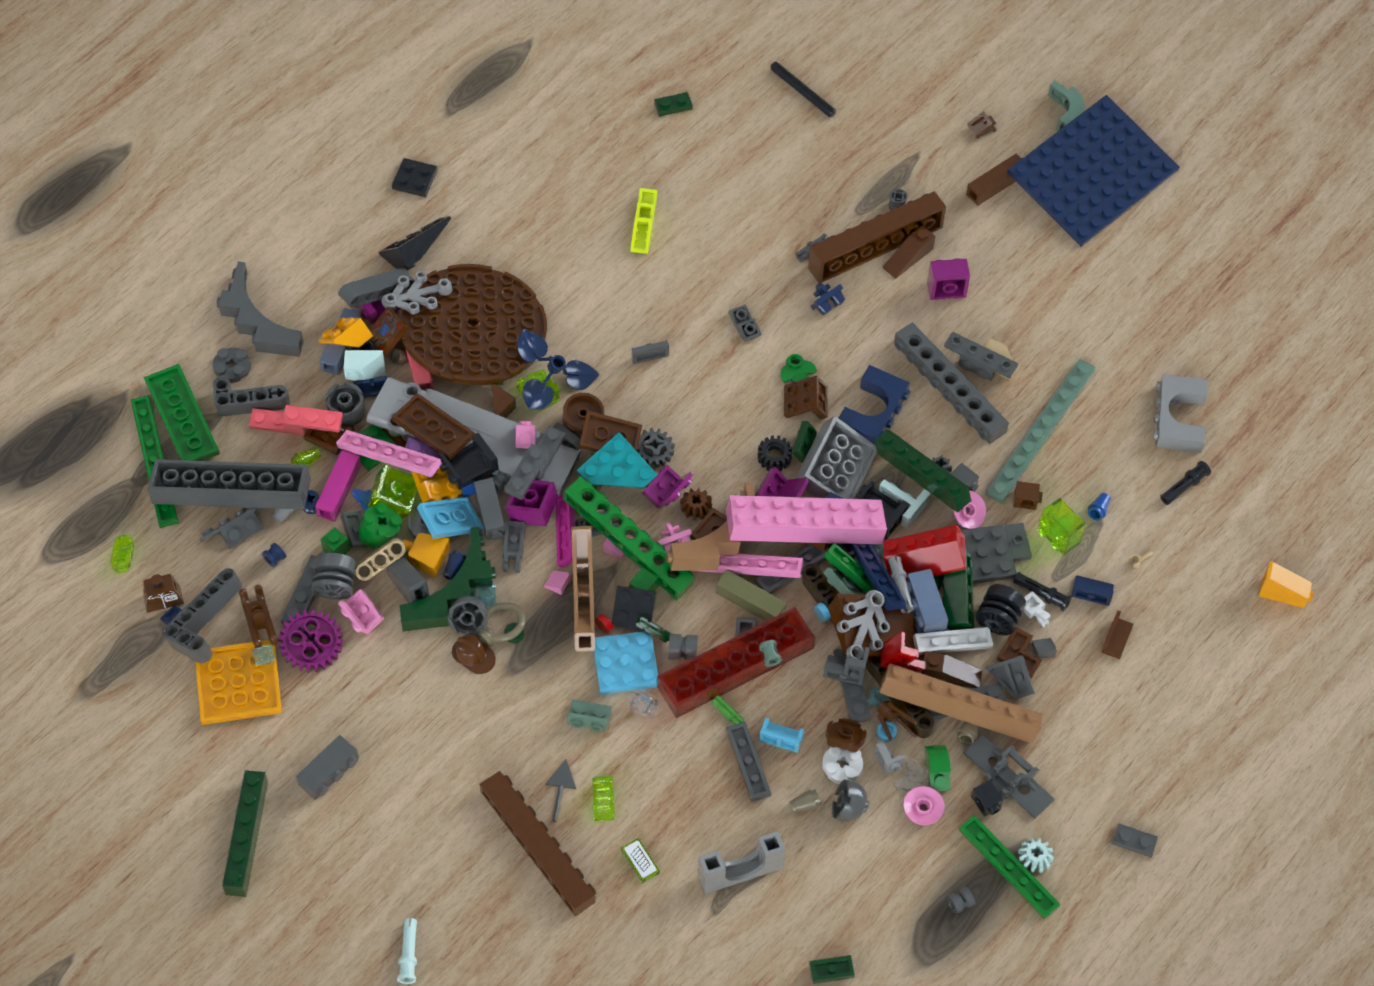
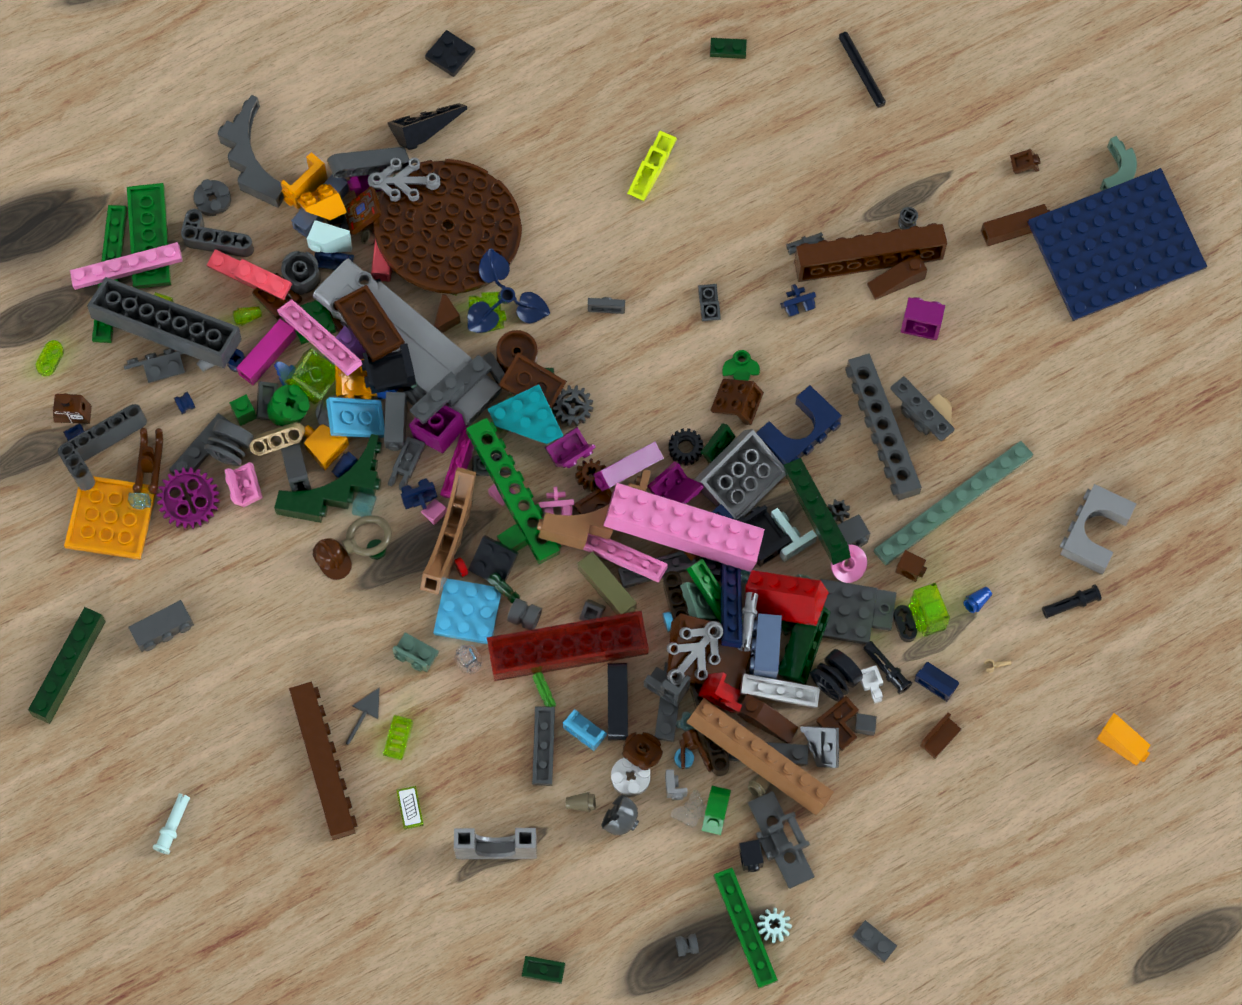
camera: 20 degrees right, 10 degrees up
(170, 447) = (126, 265): none -> bright pink plate
(324, 320) = (308, 182): none -> light orange panel
(466, 615) = (337, 519): dark grey cylinder -> none
(525, 434) = (452, 357): bright pink bracket -> none
(538, 571) = (419, 495): none -> dark blue hips
(729, 484) = (628, 466): none -> brick
(770, 653) = (598, 650): sand green bush -> none
(804, 696) = (617, 702): none -> black beam
(924, 797) = (685, 833): bright pink dish -> none
(1043, 547) = (909, 622): none -> black beam

